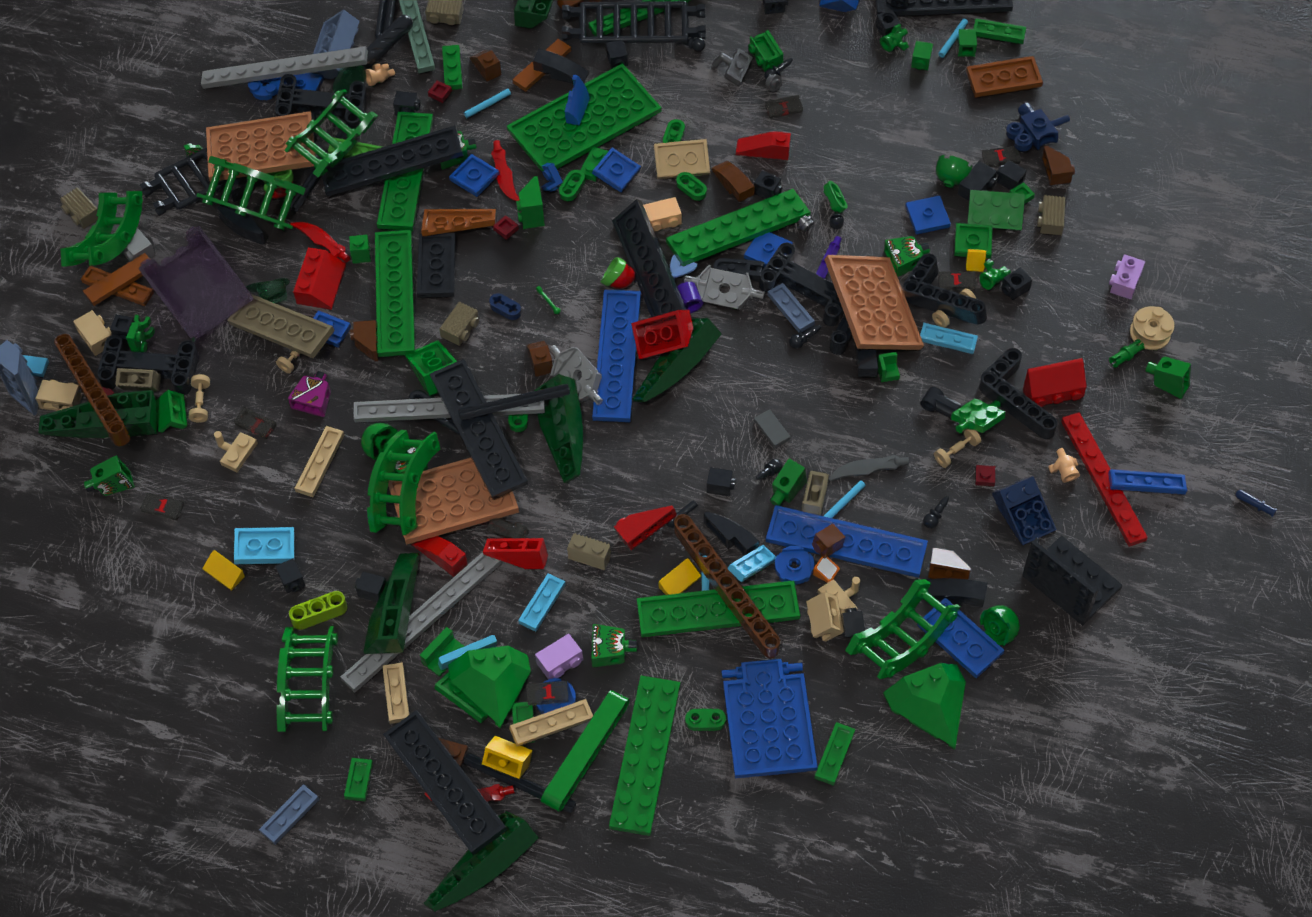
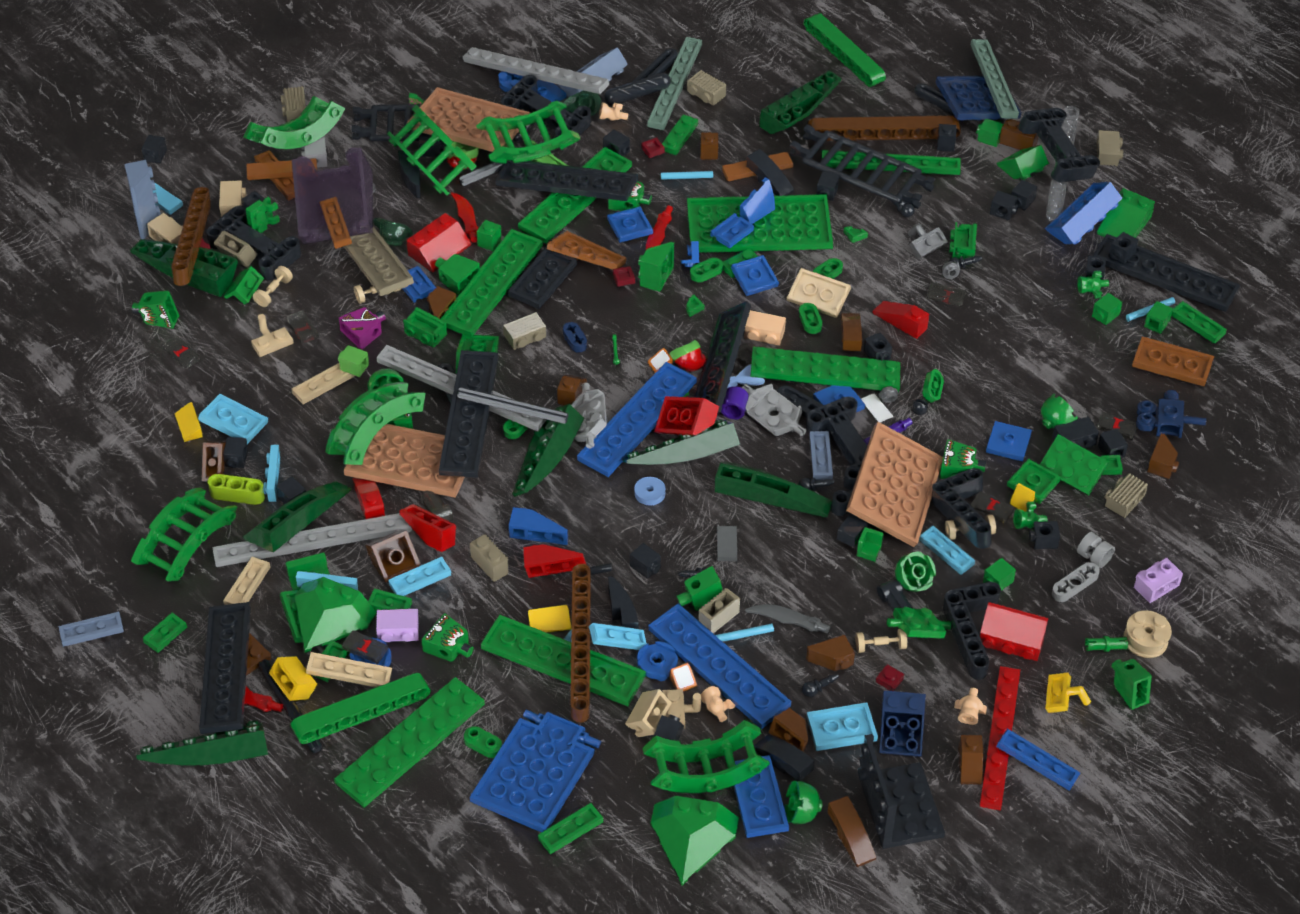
camera: 30 degrees right, 10 degrees down
(212, 307) = (335, 222): none -> dark orange tile
(276, 594) = (212, 459): none -> reddish brown slope
(333, 432) = (353, 361): none -> bright green brick
(338, 577) = (272, 473): none -> medium azure plate
(357, 298) = (456, 272): none -> green torso
(369, 366) = (425, 327): none -> green hinge
(504, 594) = (393, 554): none -> reddish brown slope
(534, 640) = (388, 601): none -> green plate
(571, 138) = (732, 230): none -> blue plate
(584, 224) = (694, 306): none -> green tile
(595, 291) = (659, 359): none -> white slope
(603, 501) = (532, 526): none -> blue slope
(669, 88) = (855, 234): none -> green tile
(671, 408) = (651, 497): none -> medium blue piece
(769, 361) = (769, 489): none -> dark green wedge
(802, 240) = (877, 408): none -> white sticker
(828, 541) = (697, 652): reddish brown brick -> none
(869, 577) = (714, 703): none -> light nougat piece
(929, 480) = (832, 653): none -> reddish brown slope
(944, 372) = (915, 571): none -> green cylinder
(980, 539) = (841, 726): none -> medium azure plate
(1006, 338) = (1000, 573): none -> green brick
(1053, 625) = (851, 831): none -> reddish brown slope
(1067, 319) = (1072, 589): none -> light grey beam
(1071, 276) = (1095, 549): none -> light grey wheel
(1098, 511) = (971, 759): none -> reddish brown slope
(1123, 415) = (1059, 692): none -> yellow plate
(1244, 496) = (1135, 837): dark blue piece -> none

